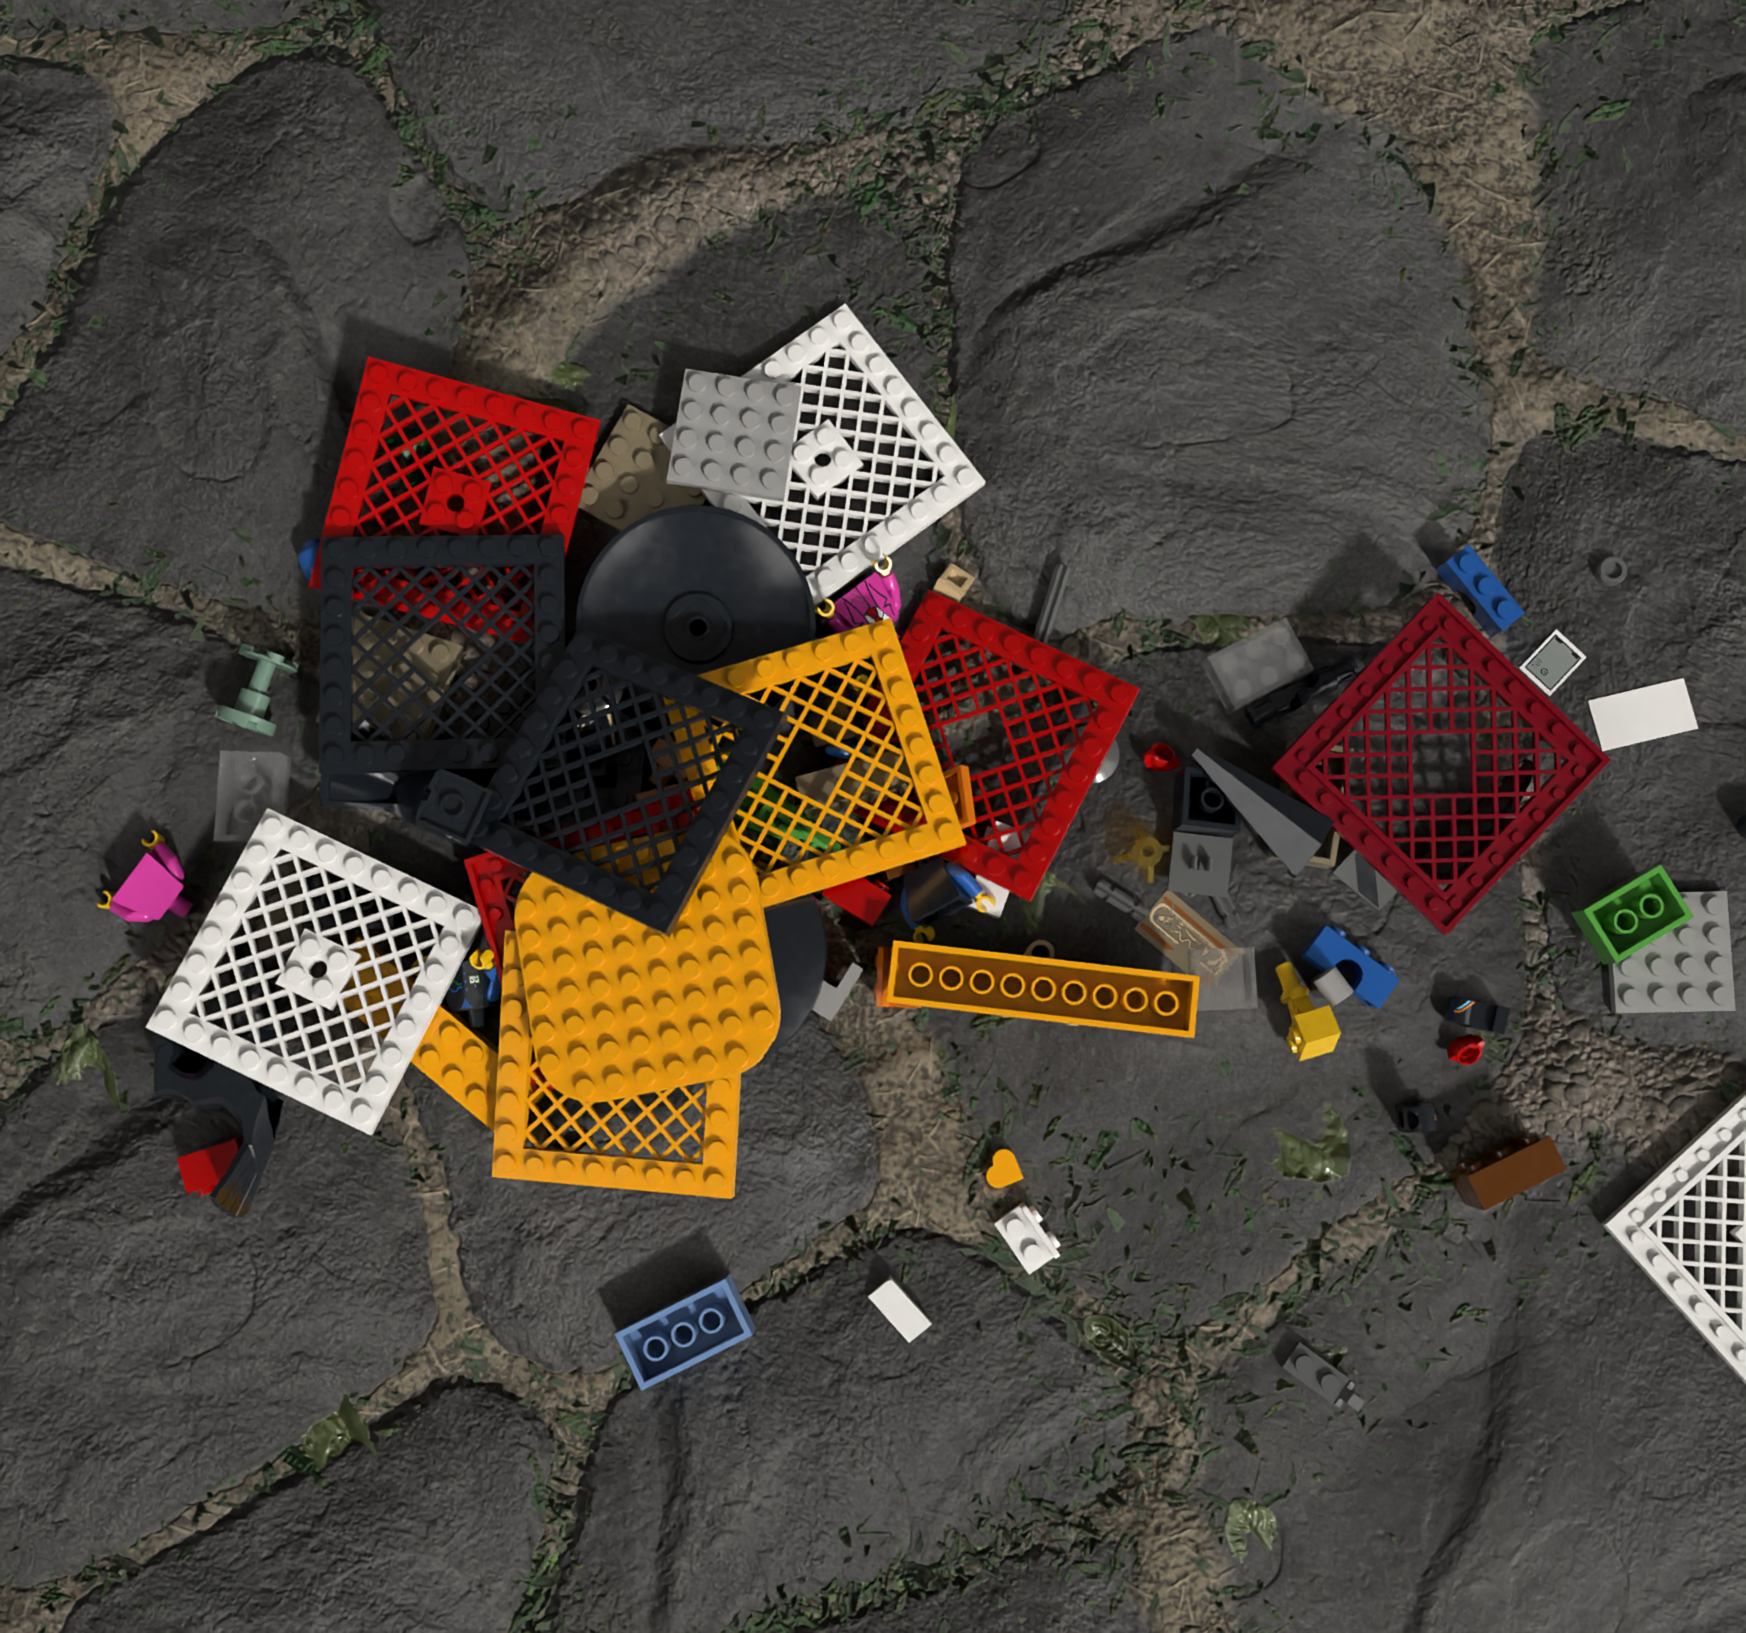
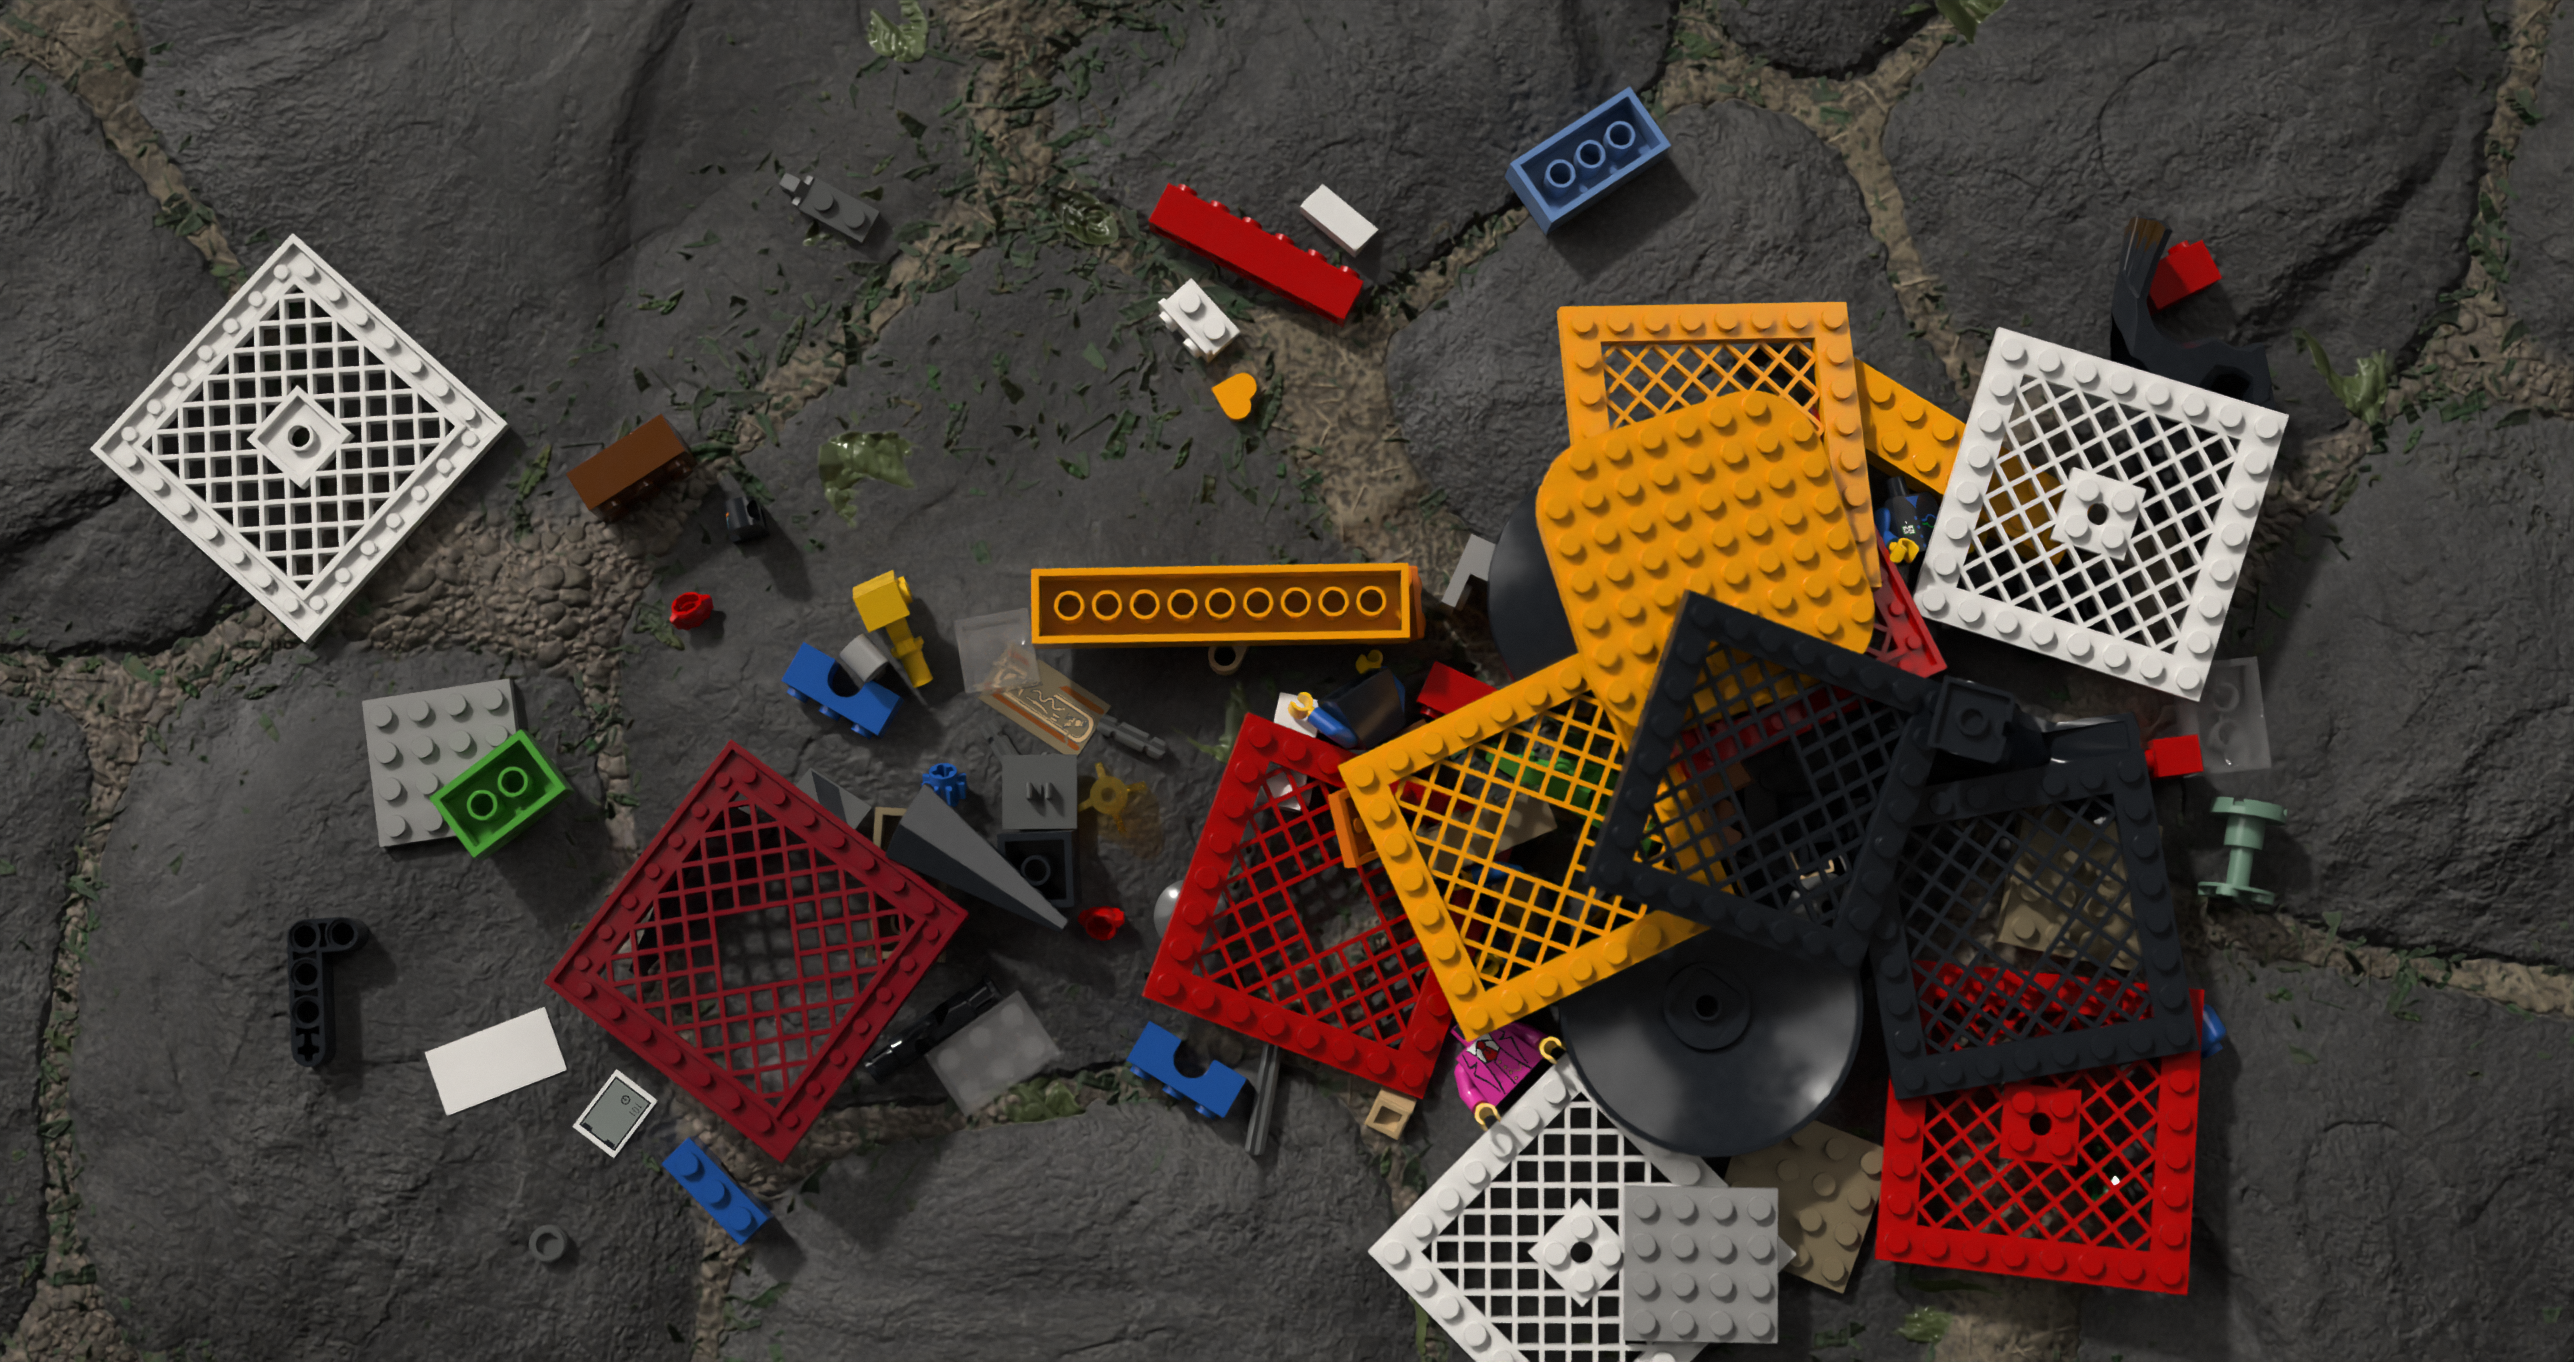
camera: 170 degrees right, 0 degrees up
(150, 886) = (2321, 595): dark pink torso -> none
(297, 769) = (2173, 757): none -> red brick
(974, 1288) = (1255, 254): none -> red brick
(1092, 616) = (1155, 1057): none -> blue arch
(1275, 879) = (947, 783): none -> blue gear
(1477, 1015) = (680, 653): black leg -> none

